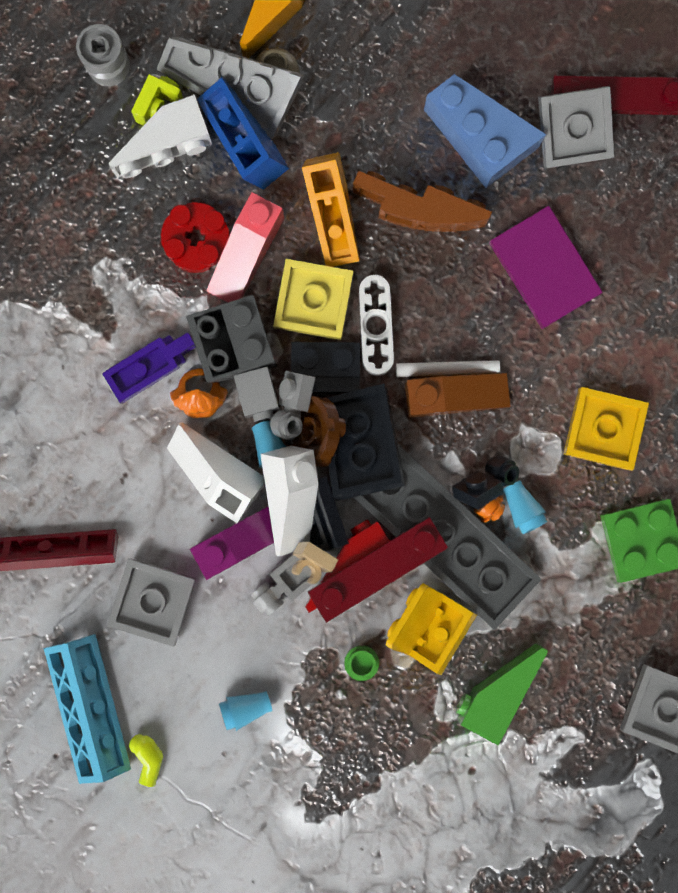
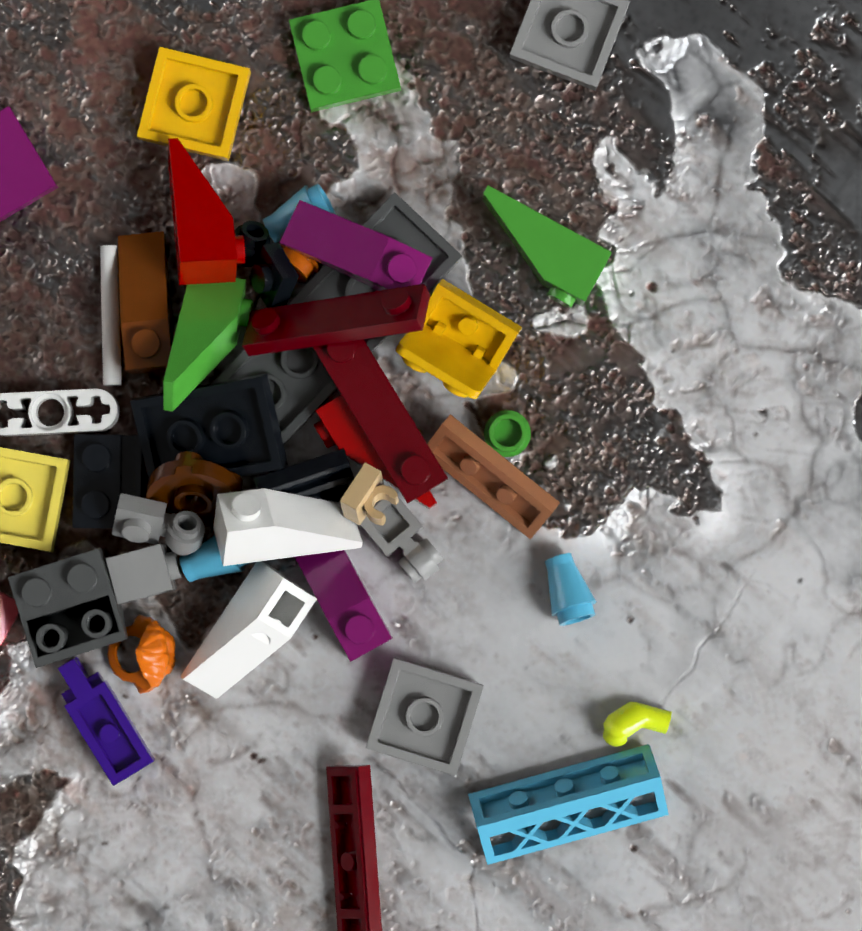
camera: 85 degrees left, 0 degrees up
(328, 653) = (491, 477): none -> nougat plate
(435, 439) = (204, 335): none -> bright green slope
(445, 540) = (336, 320): none -> dark red plate
(496, 553) = (354, 249): none -> magenta slope
(516, 436) = (202, 224): none -> red slope

